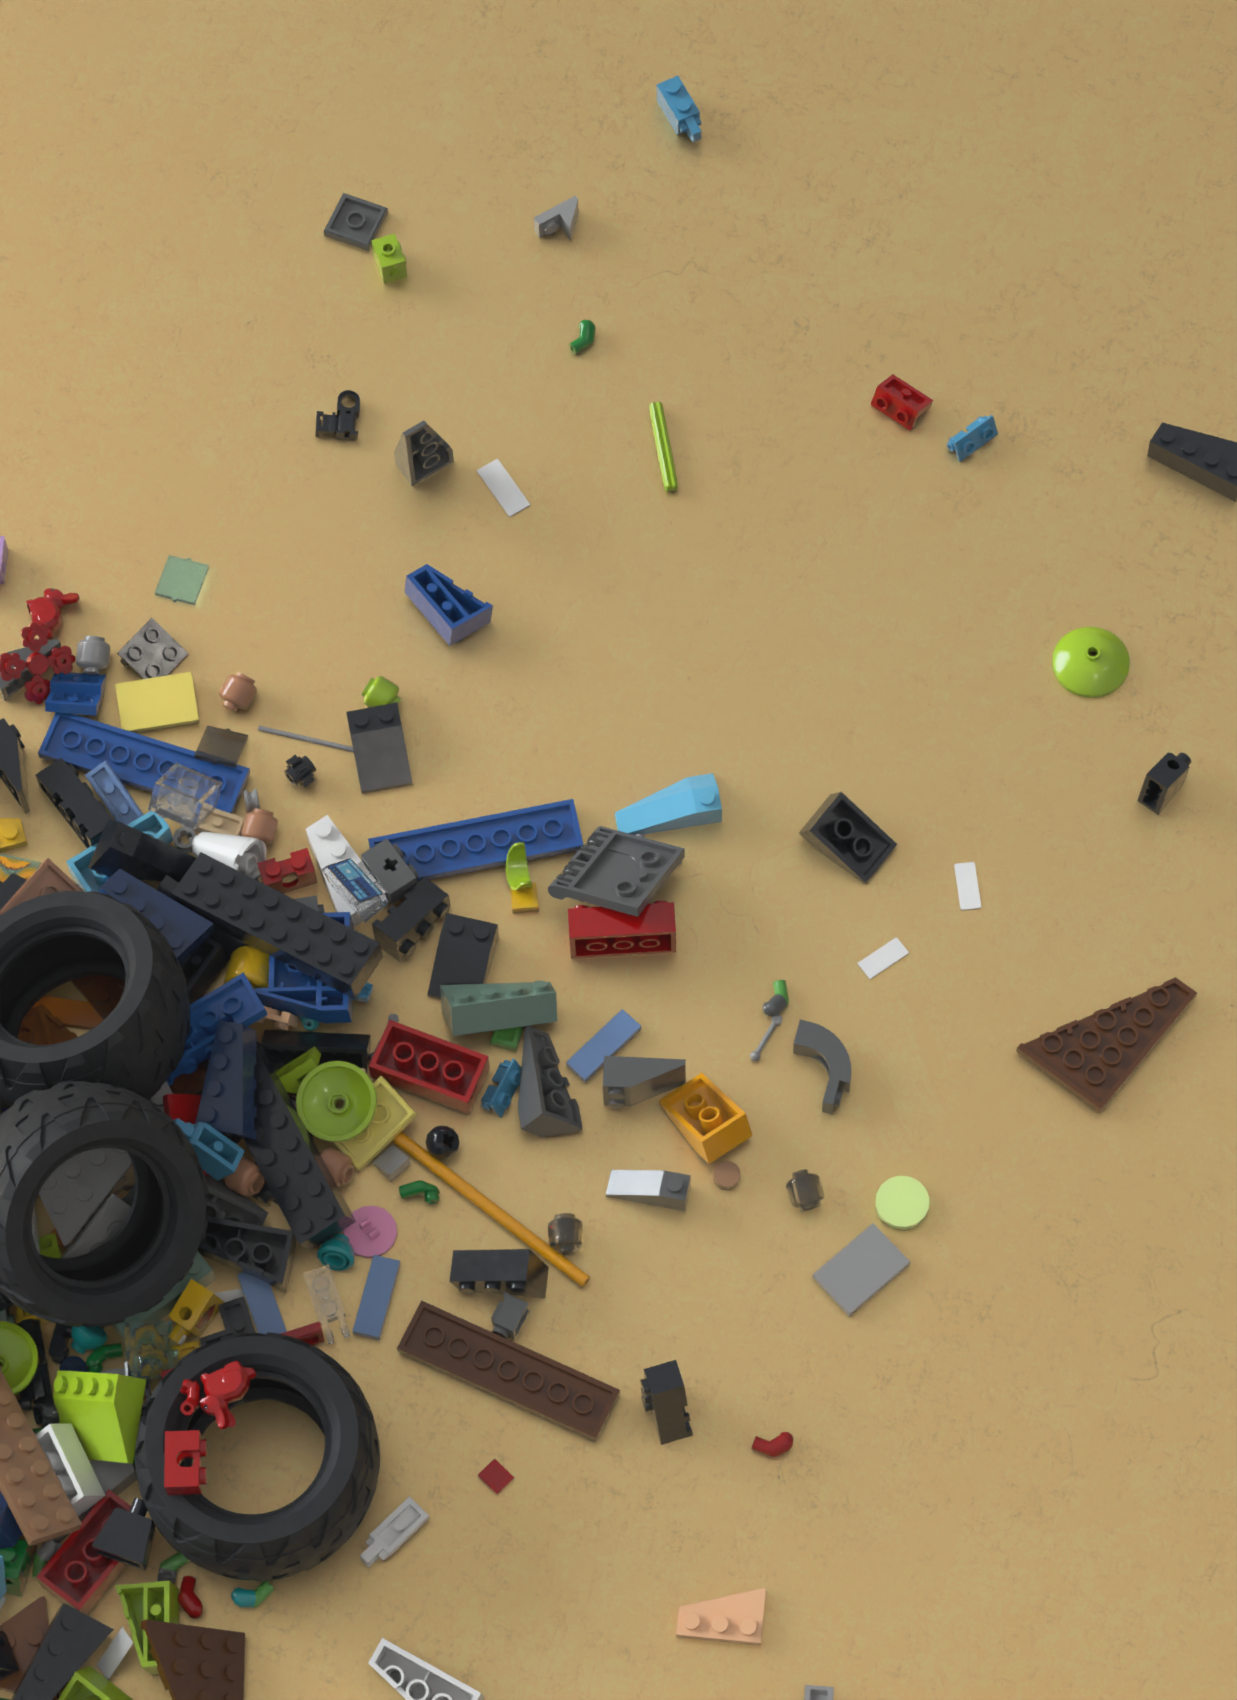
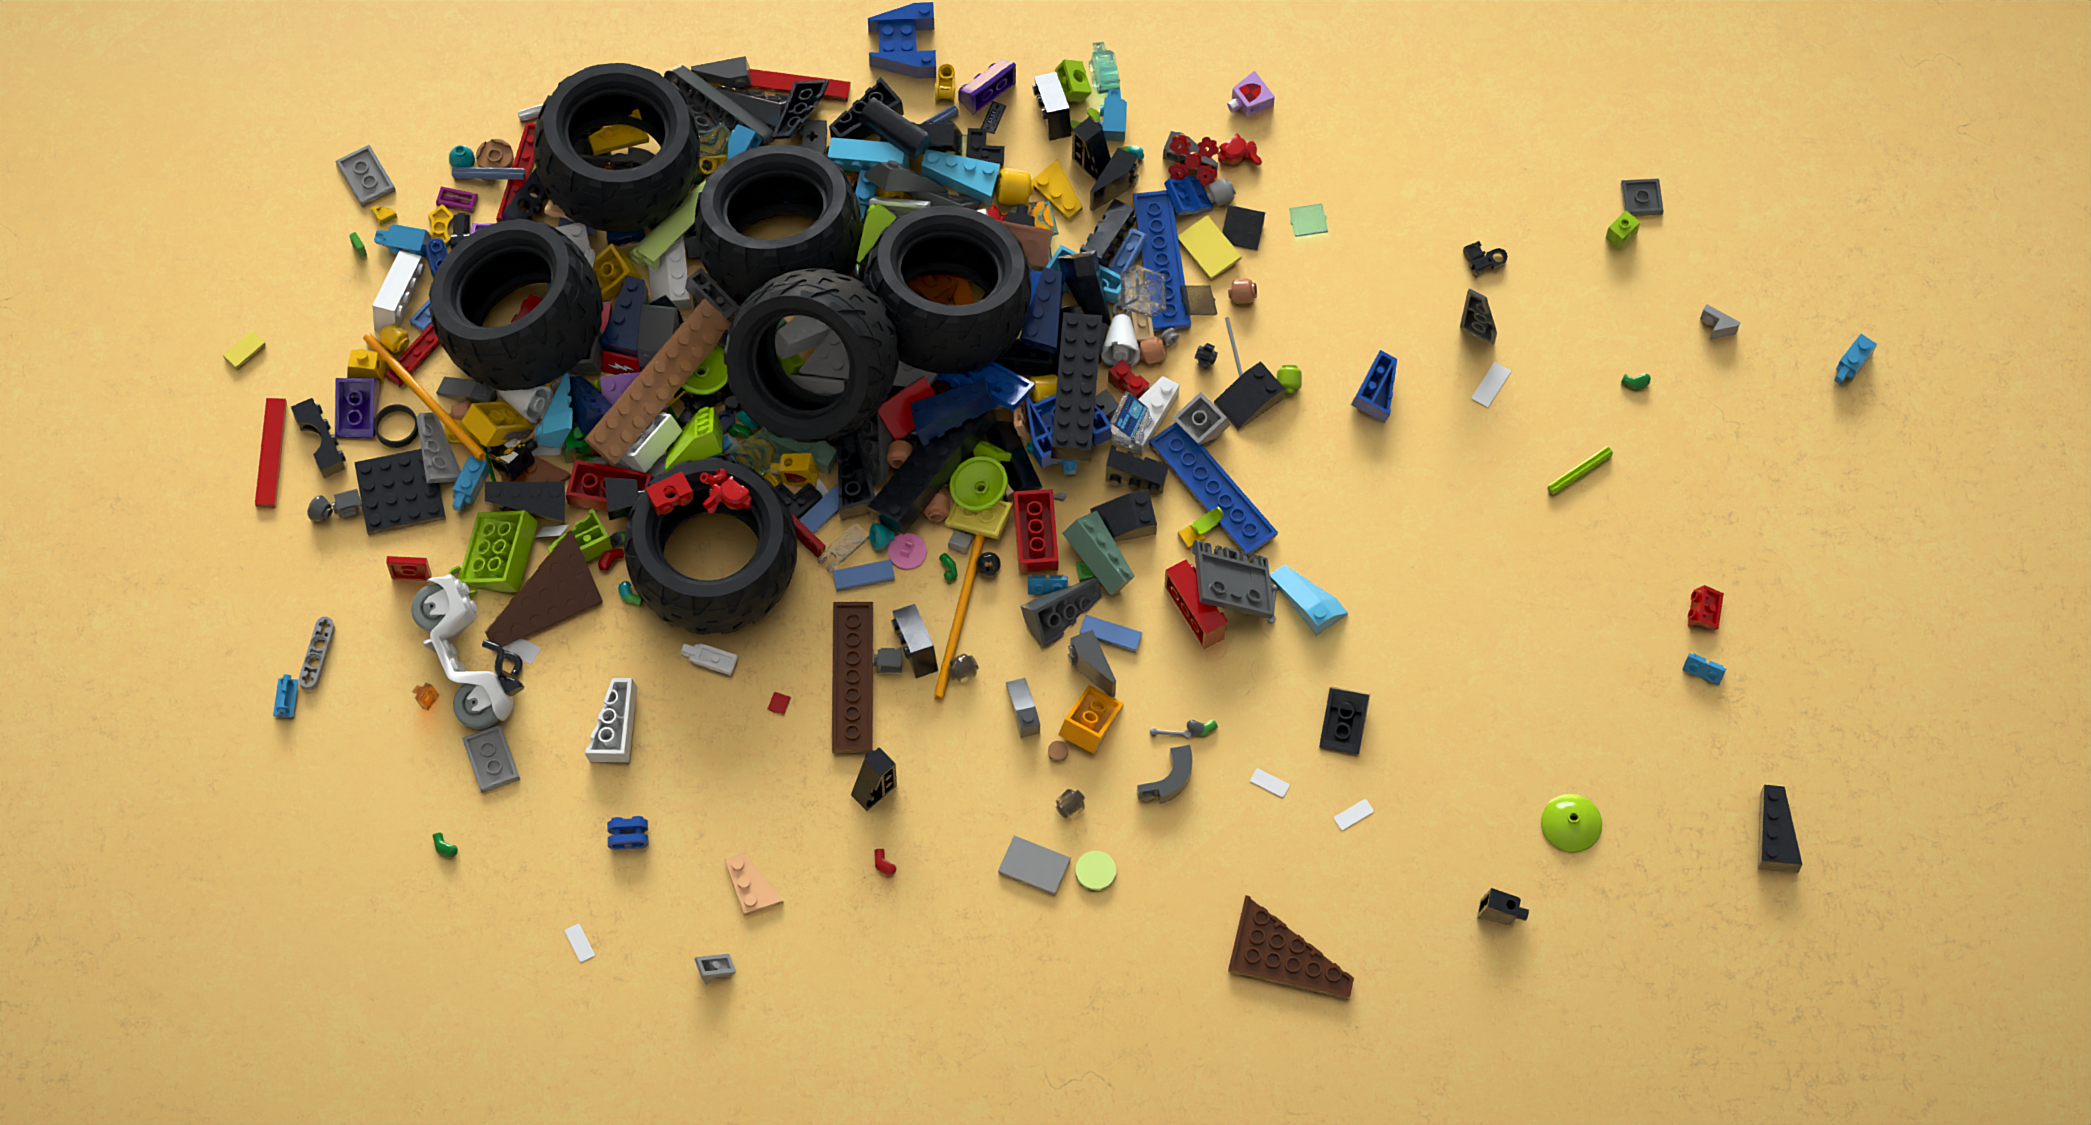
camera: 60 degrees right, 0 degrees up
(214, 1151) = (900, 417): dark azure hinge -> none
(384, 813) = (1201, 419): none -> light grey slope
(386, 857) = (1160, 440): dark grey brick -> none

